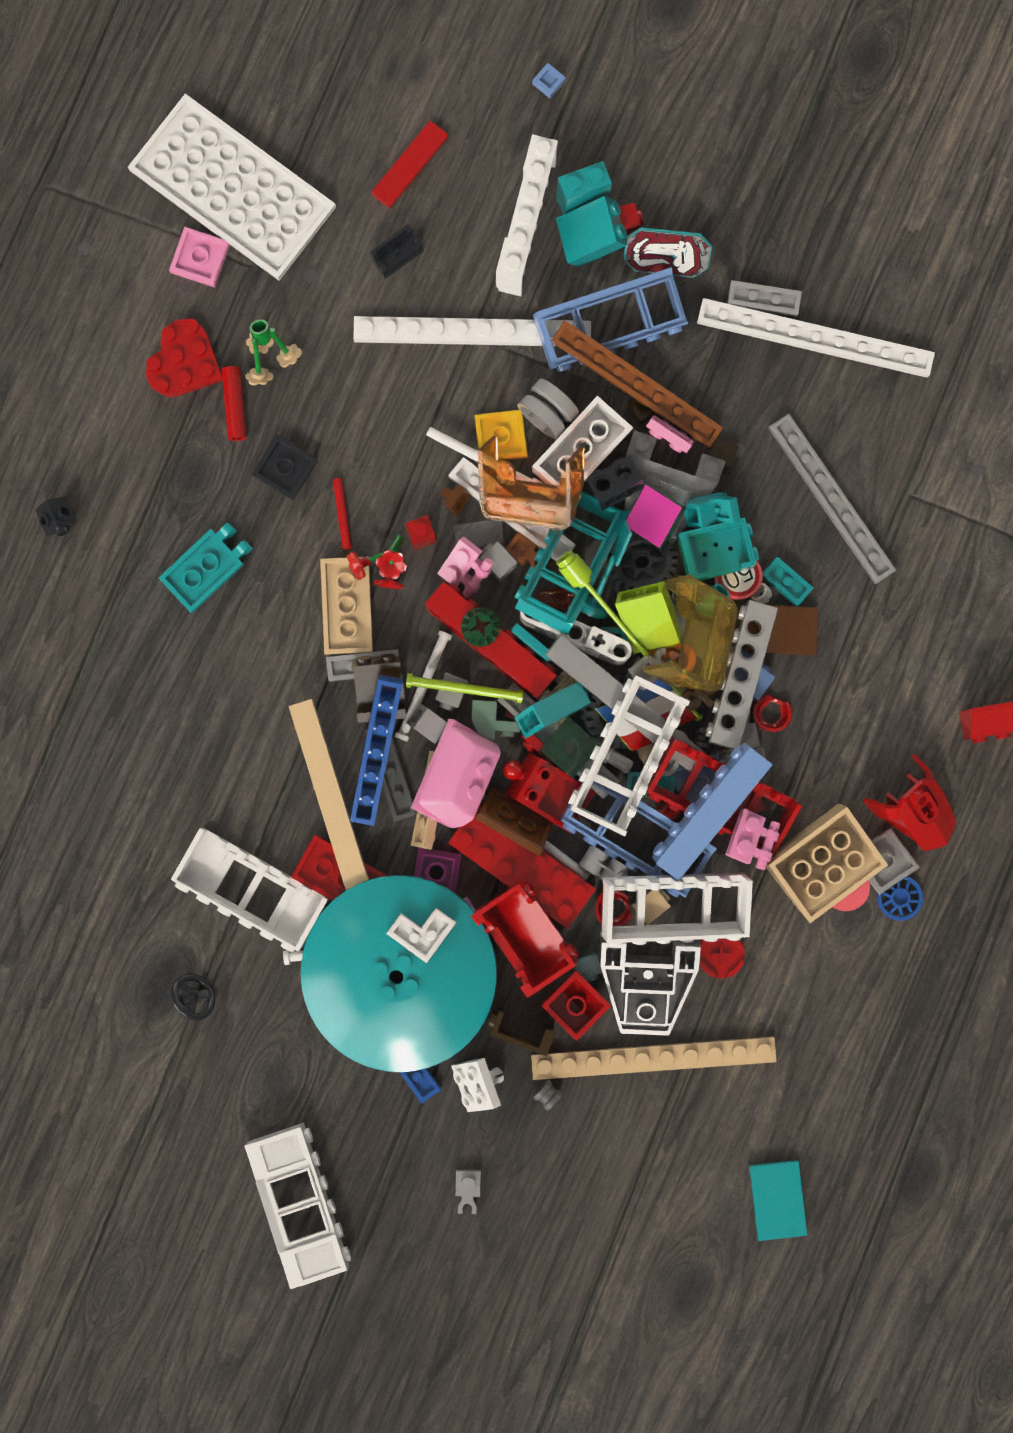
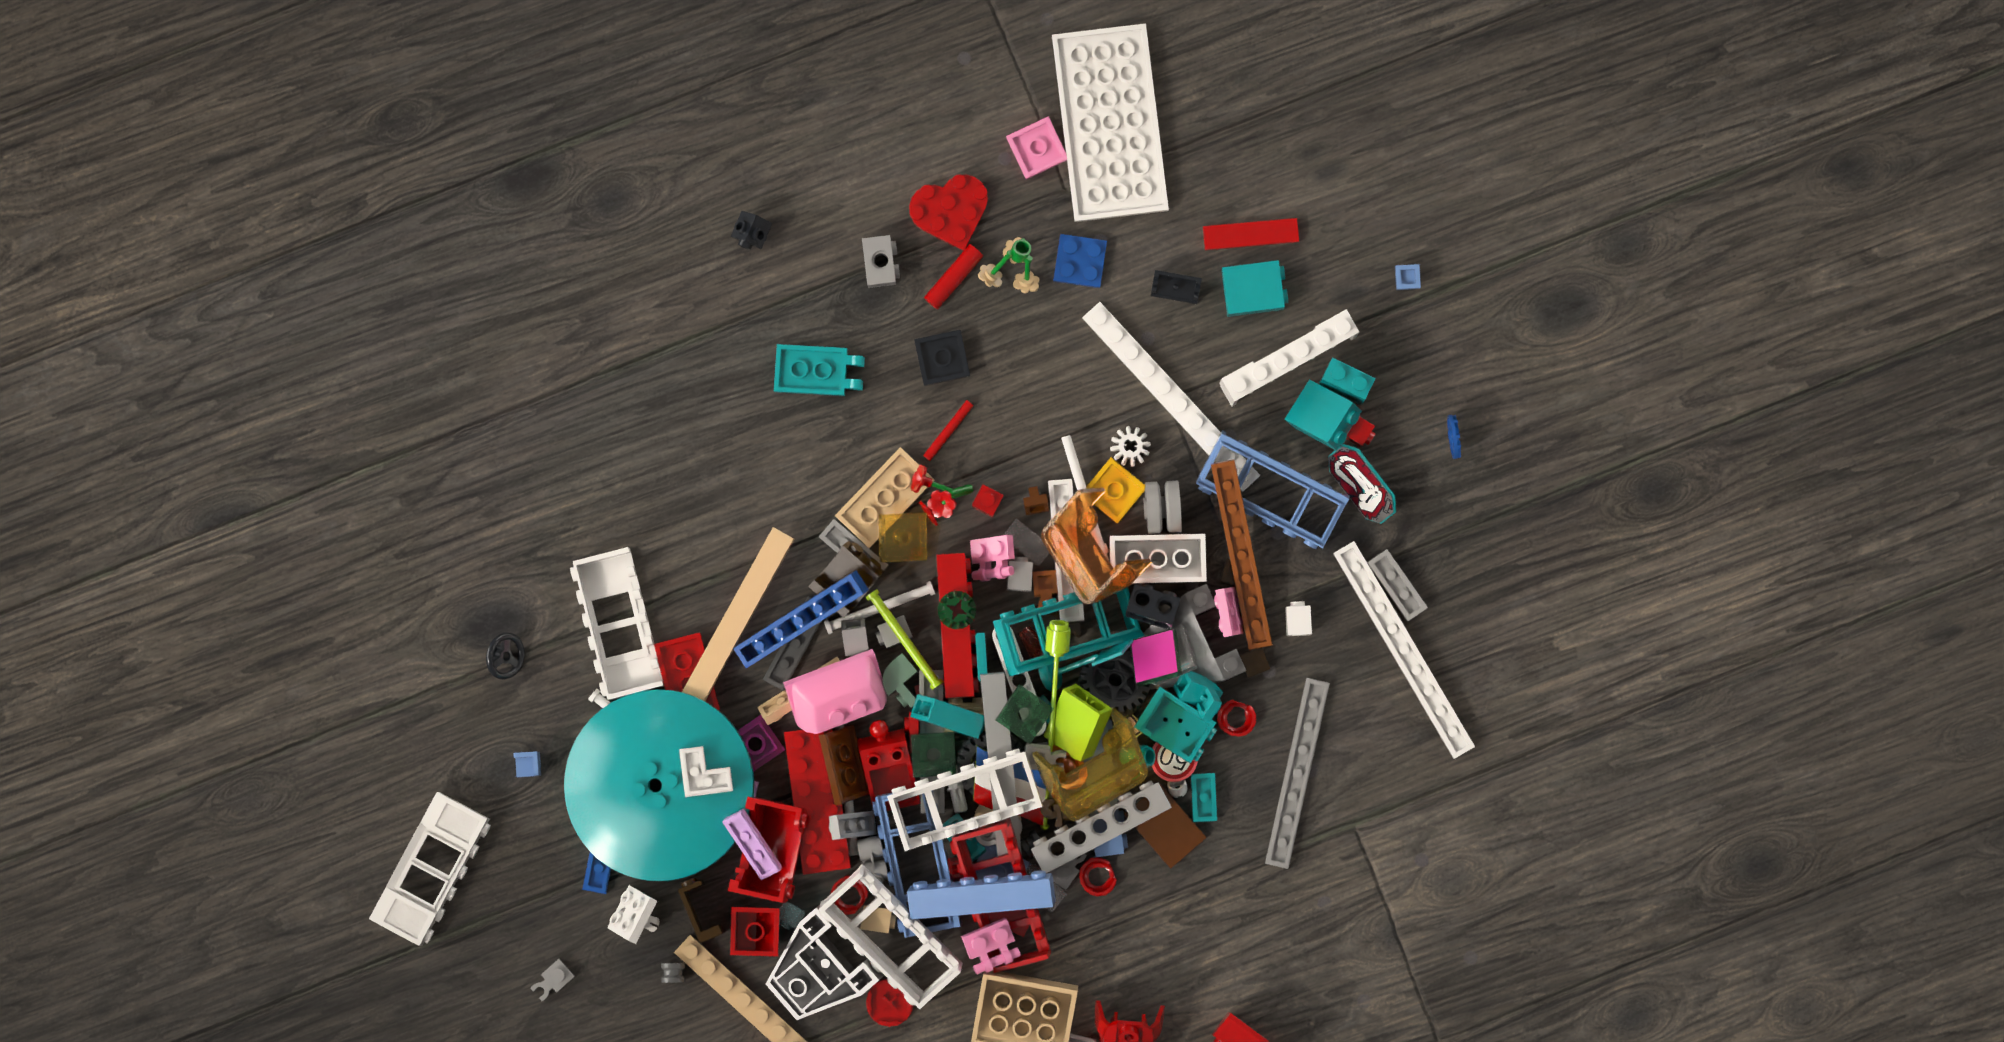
camera: 50 degrees right, 0 degrees up
(178, 457) = (876, 247): none -> light grey brick
(290, 1055) = (528, 764): none -> medium blue panel
(311, 303) = (1080, 261): none -> blue plate
(388, 619) = (902, 537): none -> clear yellow plate
(451, 197) = (1254, 288): none -> teal brick
(488, 396) = (1130, 438): none -> white gear
(509, 945) = (752, 844): none -> lavender tile
(565, 857) = (852, 825): none -> light grey plate
(616, 640) = (1038, 714): none -> clear green piece
(695, 155) = (1454, 435): none -> blue wheel
(722, 391) = (1298, 619): none -> white brick
(763, 499) = (1240, 731): none -> red piece

